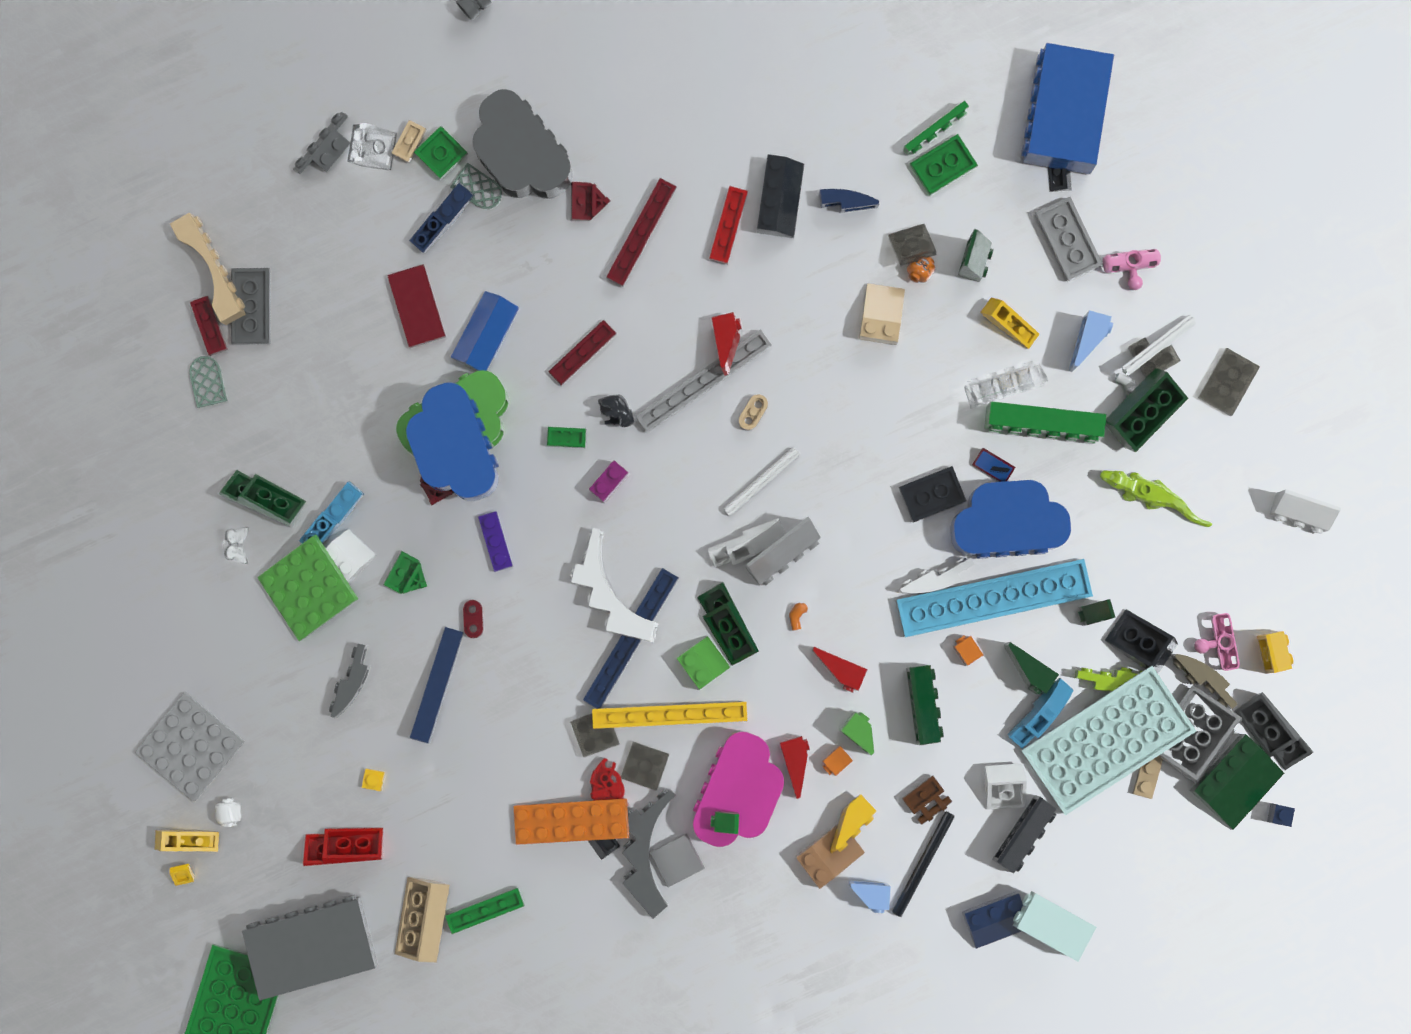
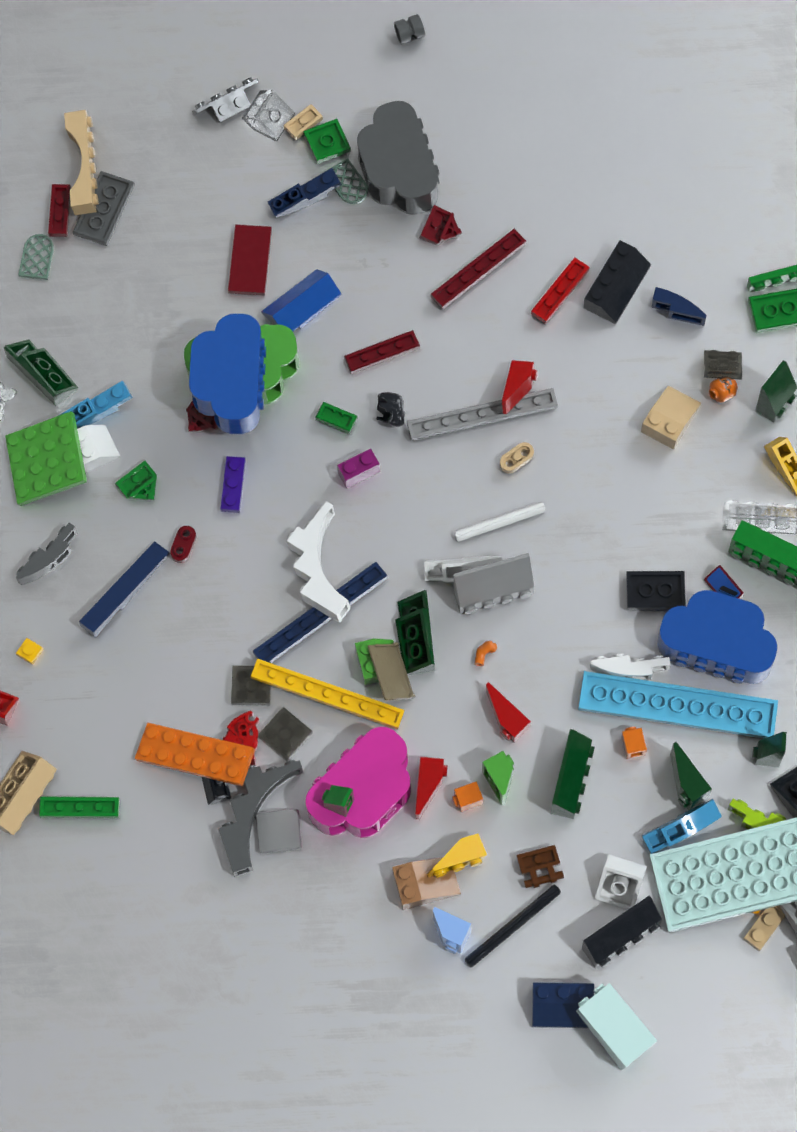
camera: 25 degrees right, 15 degrees down
(720, 671) = (391, 671): none -> dark tan piece

